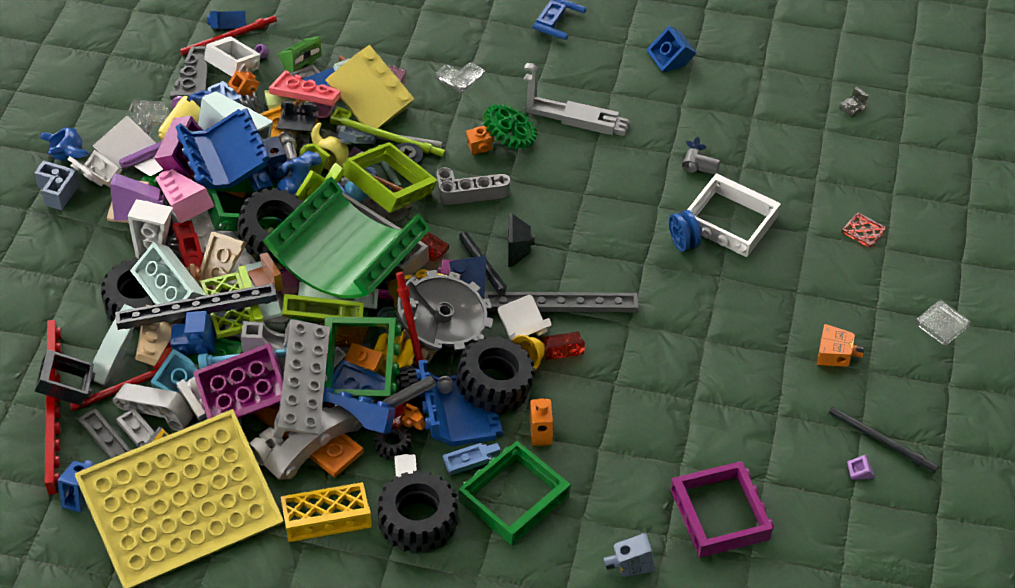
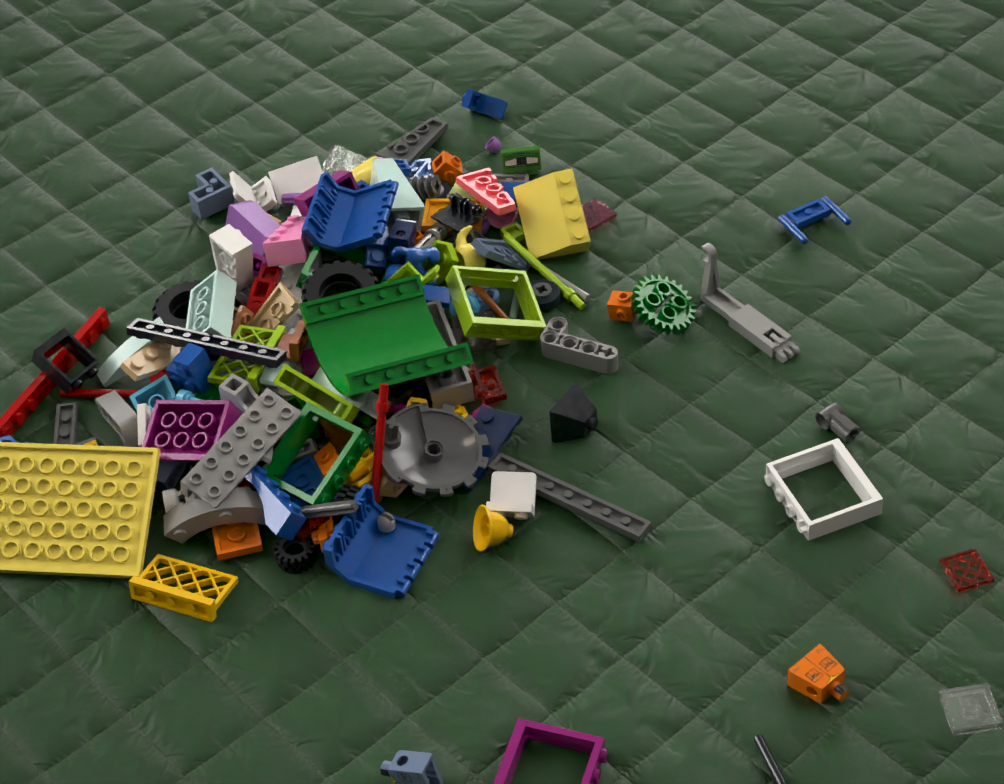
camera: 40 degrees right, 5 degrees down
(65, 144) = (248, 162): blue piece -> none
(135, 427) = (95, 428): light grey hinge -> none
(219, 54) = (449, 128): white window -> none
(258, 24) = (514, 119): red bar -> none
(404, 464) = (281, 585): white brick -> none
(417, 489) = (257, 649): black tyre -> none
(461, 79) = (660, 242): clear plate -> none
(470, 457) = (351, 602): medium blue hinge -> none
(491, 274) = (523, 428): black axle -> none
(492, 393) = (428, 556): black tyre -> none
(532, 517) = (367, 684): green window -> none
(541, 414) = (442, 600): orange torso -> none
(563, 345) = (534, 539): clear red bracket -> none
(671, 50) = (907, 295): blue slope -> none
(684, 230) = (751, 481): blue wheel -> none
(696, 145) = (848, 403): dark blue plant -> none

